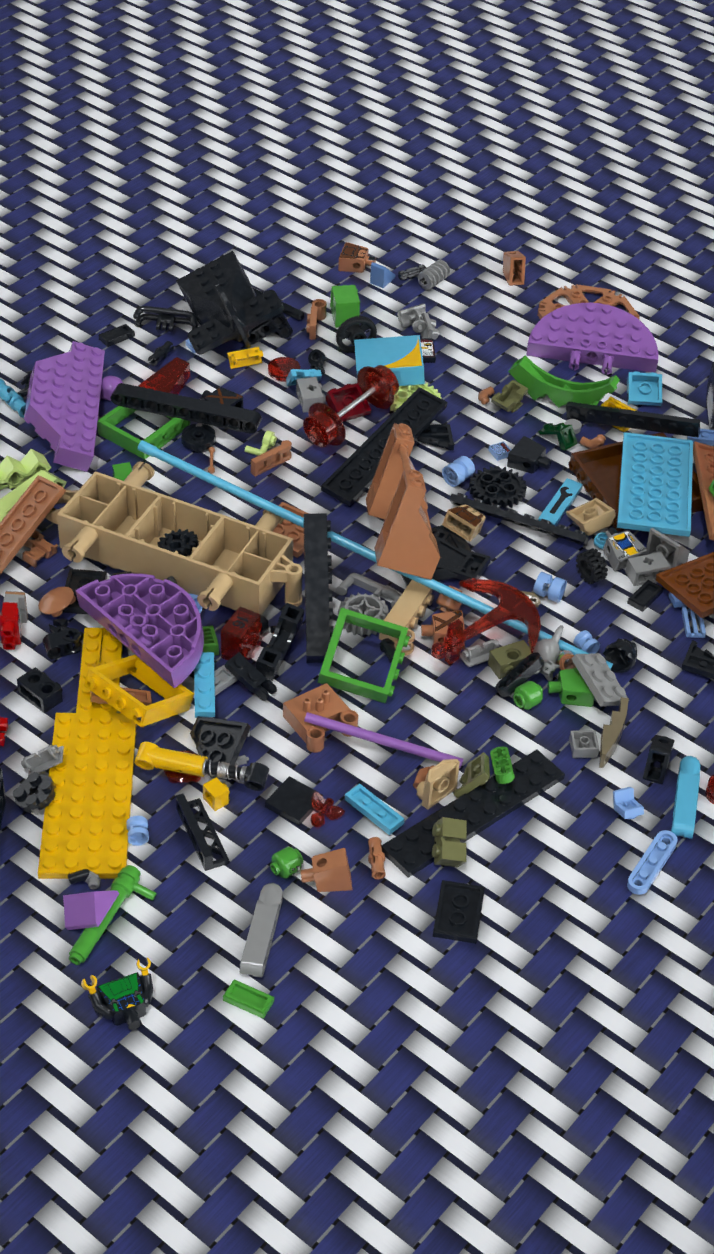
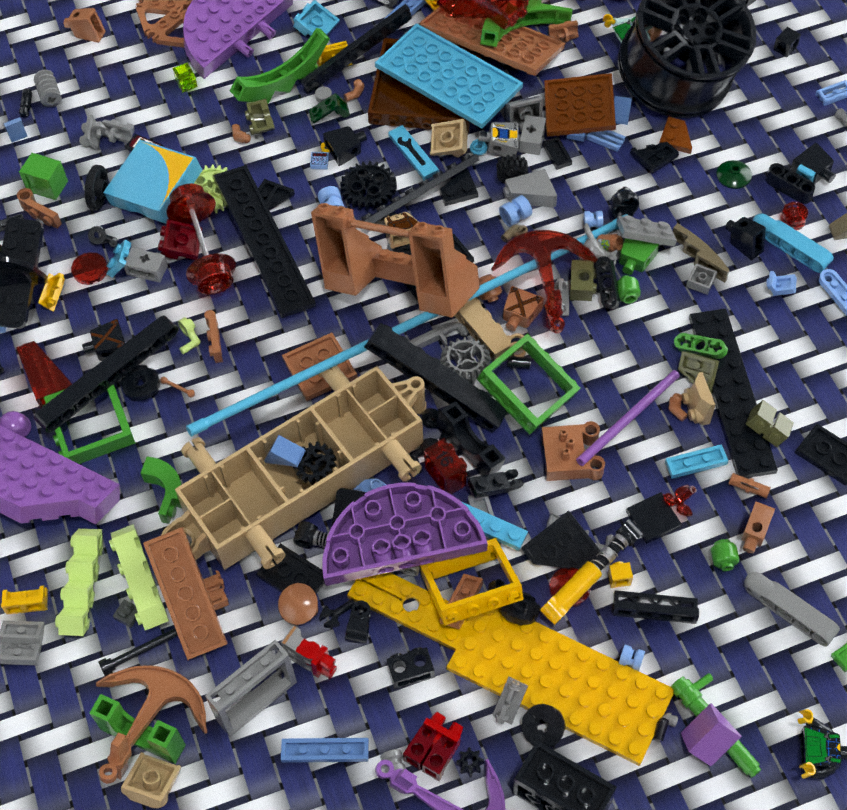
camera: 55 degrees left, 15 degrees up
(133, 735) = (522, 612): none -> black tile
(172, 518) = (284, 453): none -> medium blue slope
(513, 341) = (185, 77): none -> clear neon green brick
(546, 546) = (459, 189): none -> black wing
(585, 590) = (534, 187): none -> light grey slope

